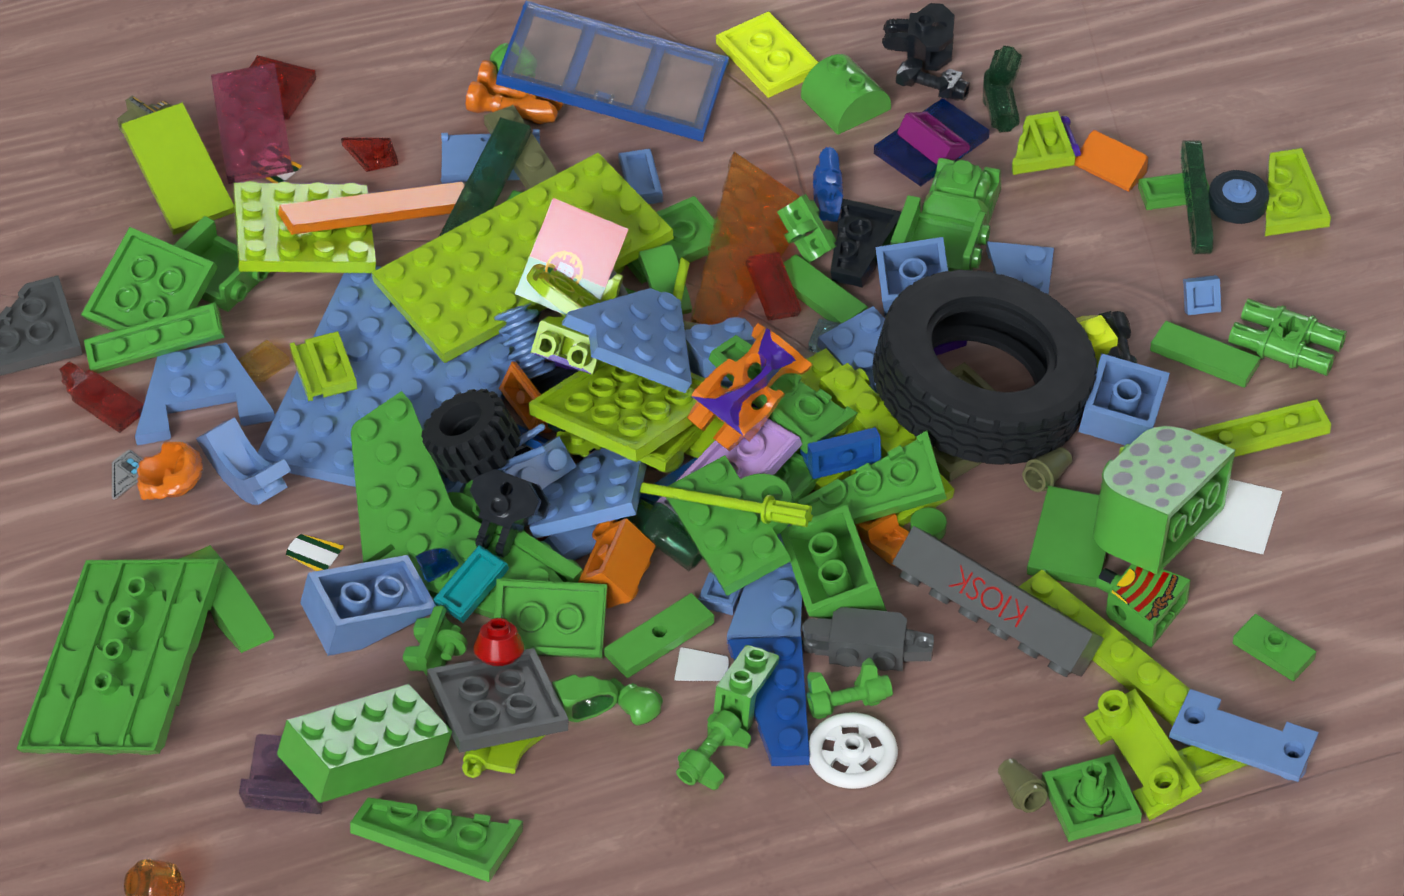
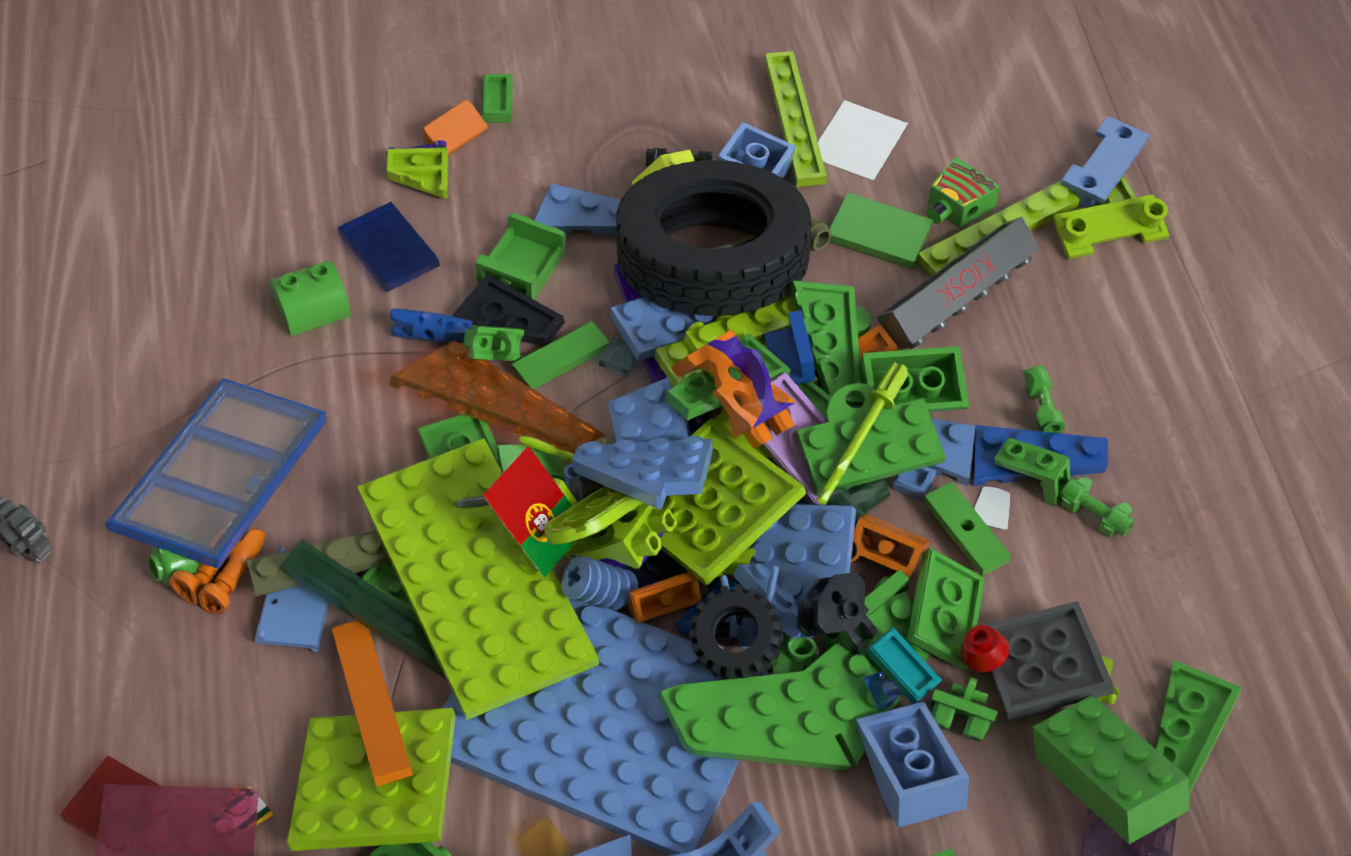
camera: 85 degrees left, 5 degrees up
(313, 552) = (818, 817): sticker -> none
(323, 366) = (593, 771): lime plate -> none
(371, 152) = (256, 710): clear red piece -> none
(585, 696) = (1034, 591): bright green rock -> none
(639, 702) = (1038, 556): bright green piece -> none
(641, 174) = (351, 473): medium blue tile -> none
(767, 54) = (225, 350): neon yellow tile -> none
(773, 286) = (555, 383): clear red tile -> none
(855, 775) = (1103, 389): white plate -> none
(865, 634) = (986, 376): dark grey hinge -> none
(907, 263) = (581, 276): medium blue brick -> none
(923, 36) = (259, 222): black hinge -> none
(931, 137) = (394, 240): magenta slope -> none
(949, 84) = (323, 218): black piece -> none
(963, 191) = (467, 233): bright green brick -> none
(998, 89) = (341, 183): clear green piece -> none
(1023, 787) = (1144, 302): olive cone -> none
(1087, 789) = (1154, 255): bright green plate -> none
(1160, 495) = (881, 151): bright green brick -> none
(1196, 197) = (524, 82): clear green beam -> none
(1202, 295) = (631, 100): medium blue tile -> none
(1205, 354) = (692, 114): bright green tile -> none
(1238, 196) = (527, 55): black wheel -> none
(1274, 647) = (1007, 132): bright green plate -> none
(1287, 337) = (689, 59): bright green pin -> none
(1293, 195) = (528, 26): lime wing -> none

